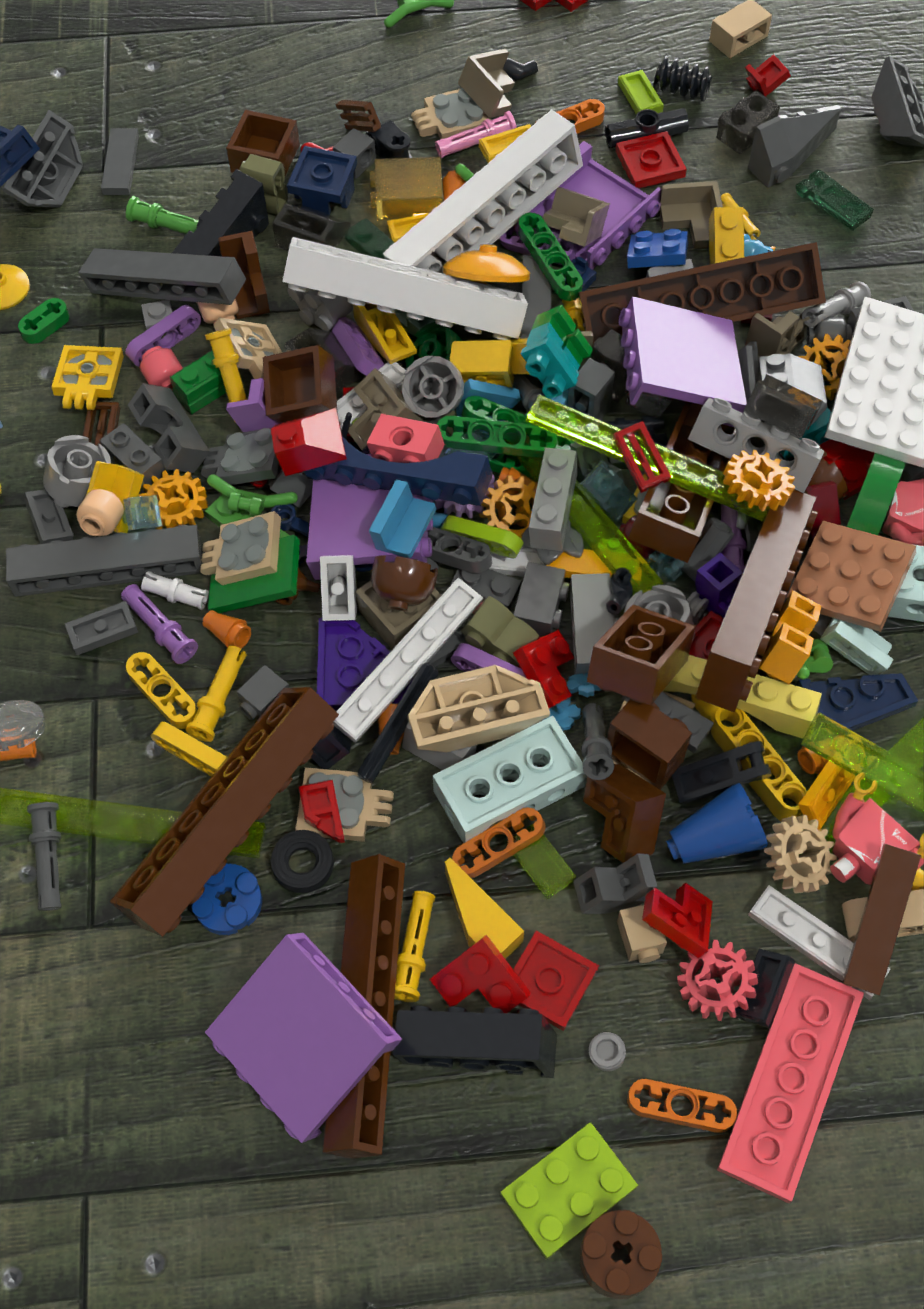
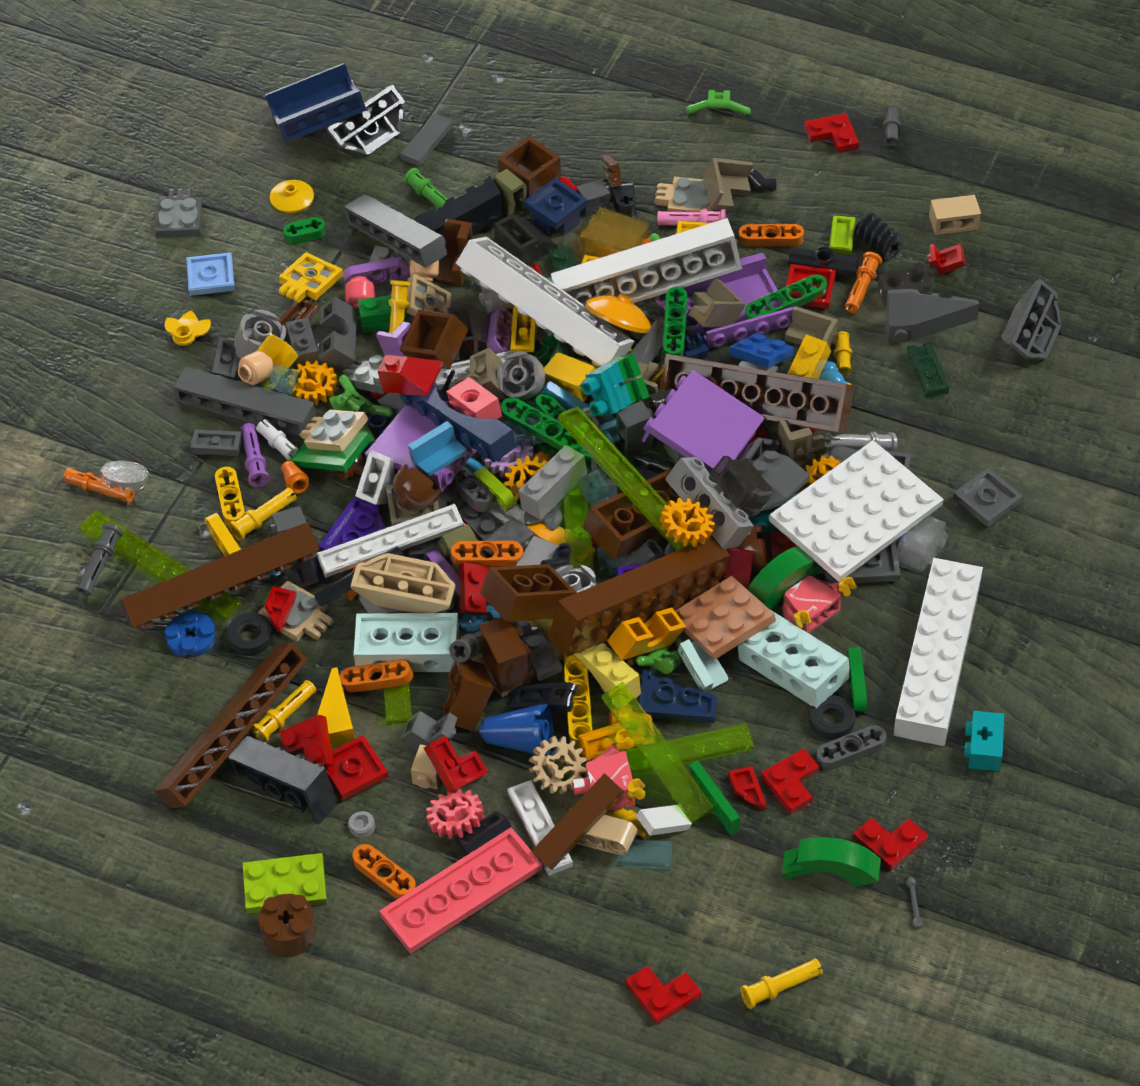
camera: 30 degrees right, 10 degrees down
(301, 1035) = (179, 716): medium lavender panel -> none
(527, 634) = (494, 546): none -> orange beam
(642, 182) = (784, 297): none -> green beam
(653, 480) = (615, 492): red tile -> none
(706, 157) = (865, 275): none -> orange pin

